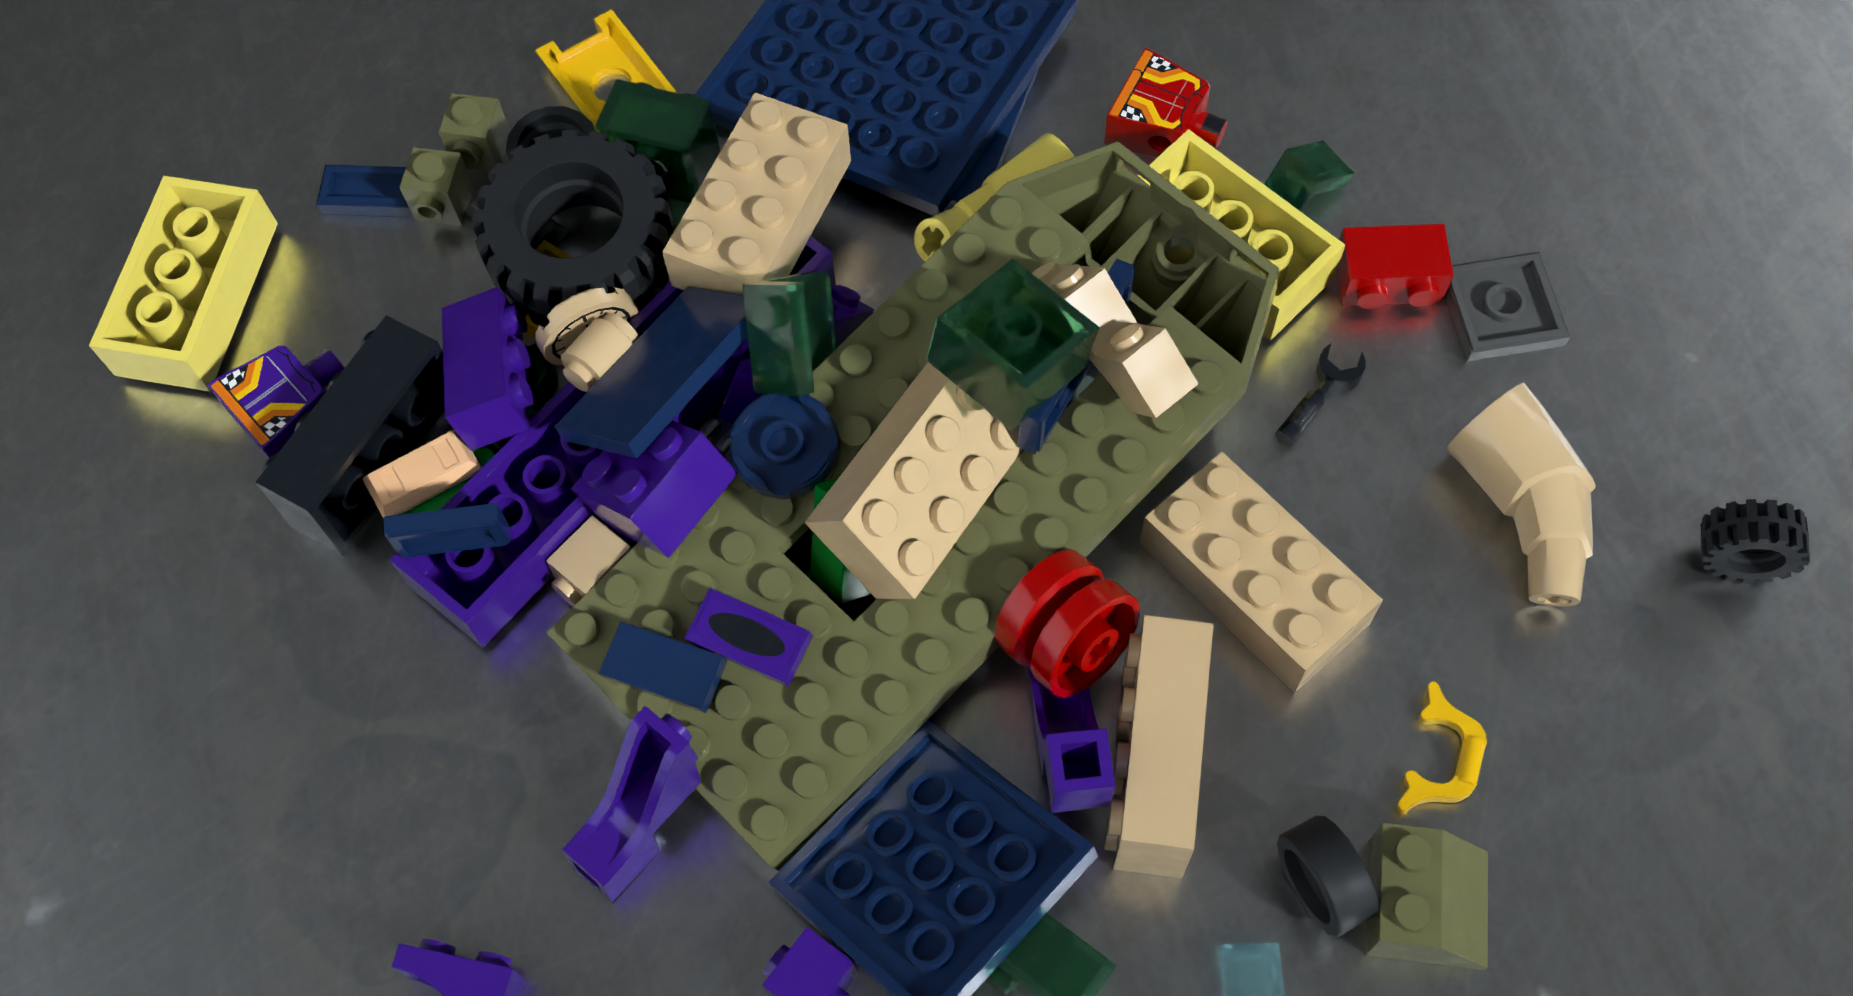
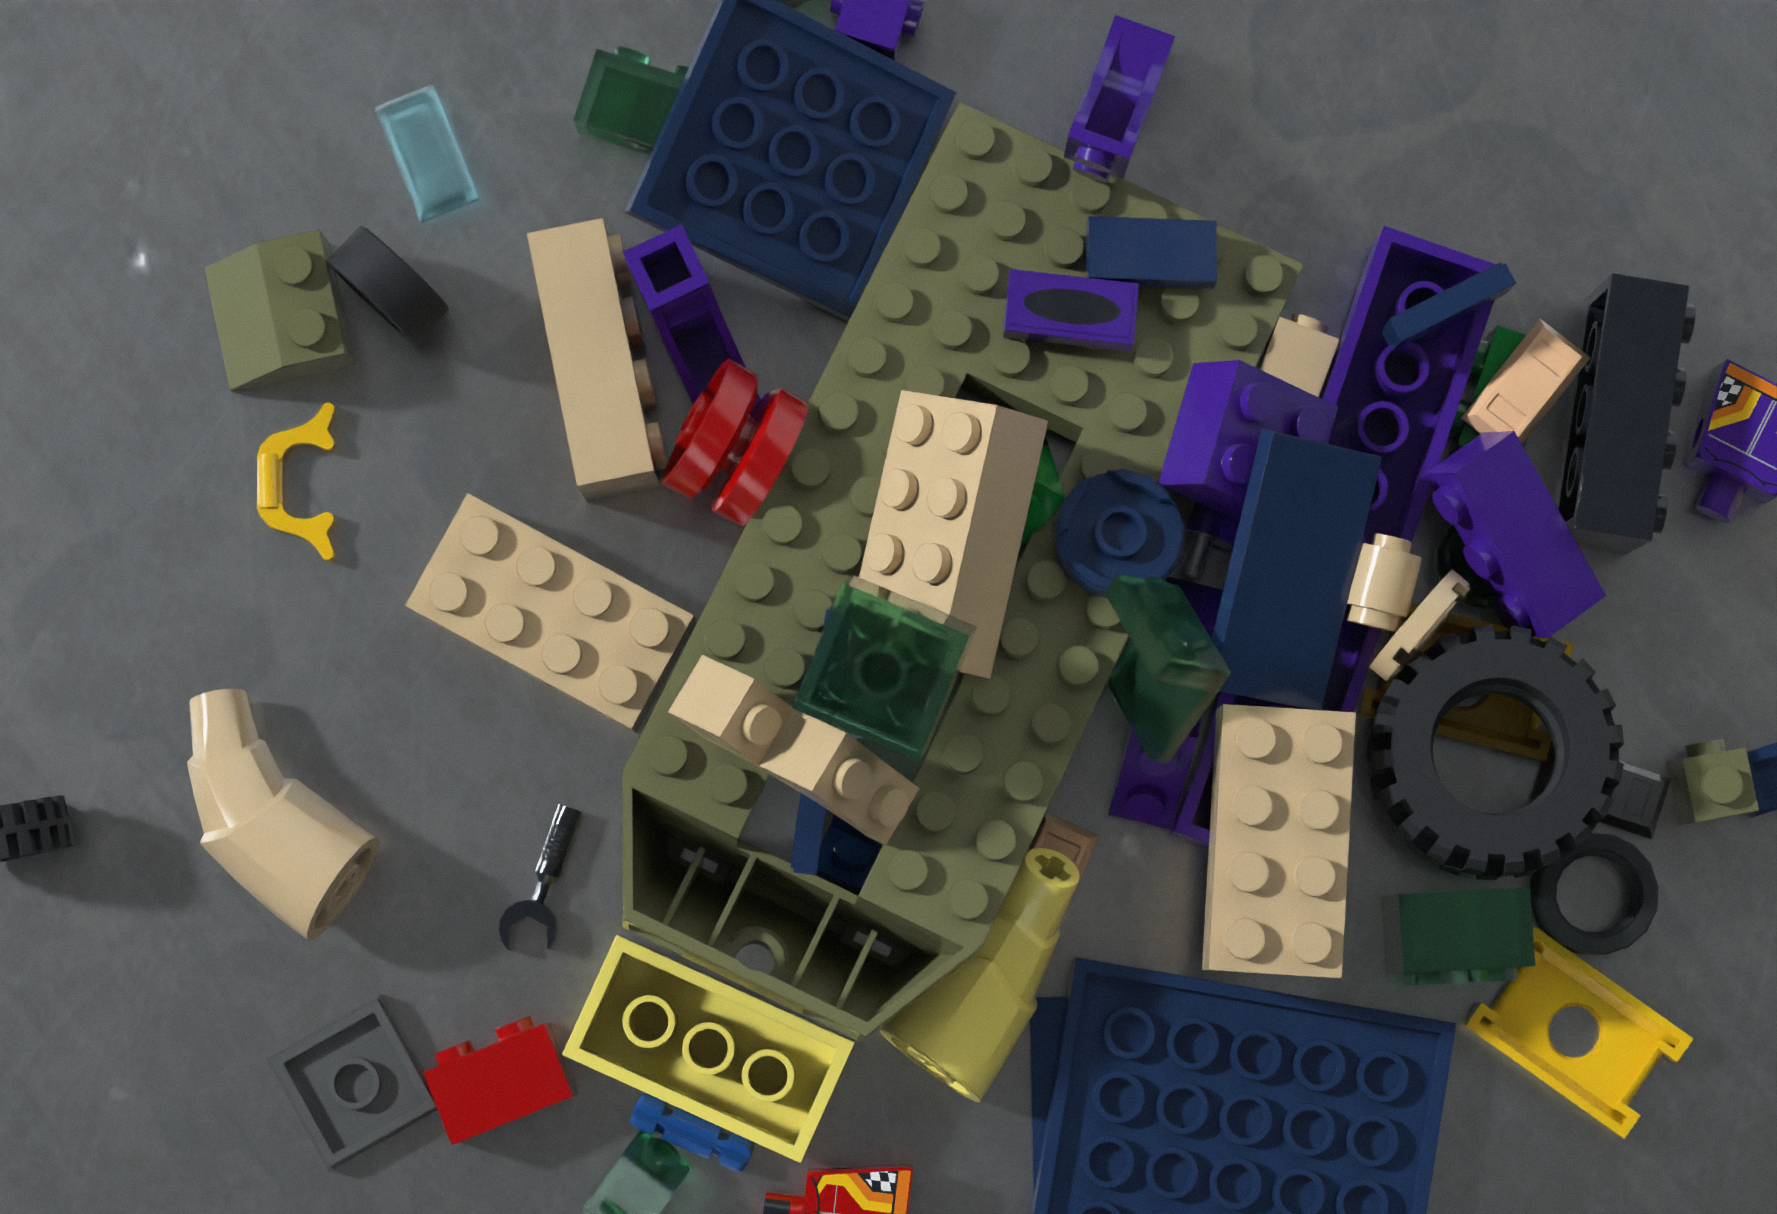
camera: 155 degrees right, 20 degrees up
(476, 130) = (1705, 878): olive brick -> none

